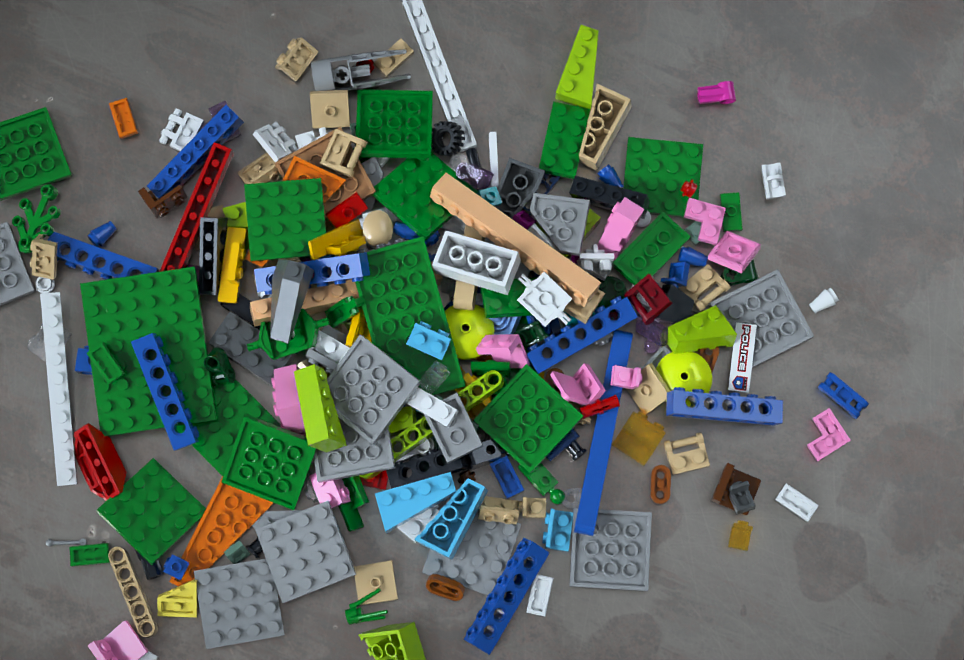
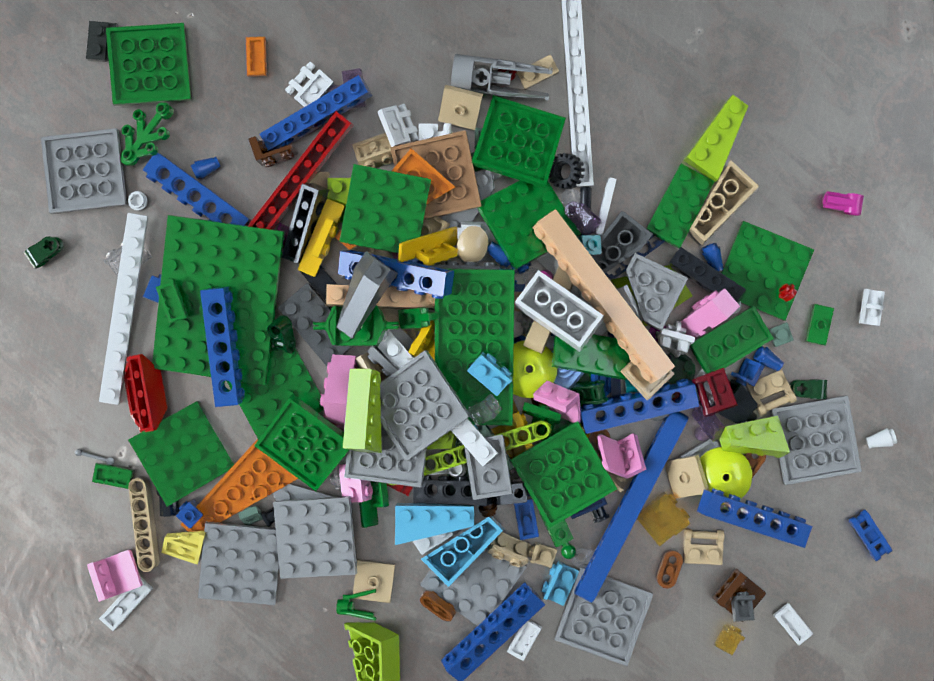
camera: 15 degrees right, 10 degrees up
(43, 258) = (141, 176): tan bracket -> none
(296, 58) = (441, 45): tan bracket -> none
(338, 149) = (455, 155): tan plate -> none
(347, 210) = (447, 217): red plate -> none
(524, 219) = (617, 276): magenta plate -> none
(544, 299) = (615, 366): white plate -> none
(599, 406) = (635, 482): red pin -> none
(626, 377) = (669, 461): bright pink bracket -> none
(709, 215) = (798, 326): bright pink plate -> none
(734, 251) = (811, 367): bright pink plate -> none
(742, 357) = (786, 472): white sticker -> none
(832, 435) = (846, 573): bright pink plate -> none

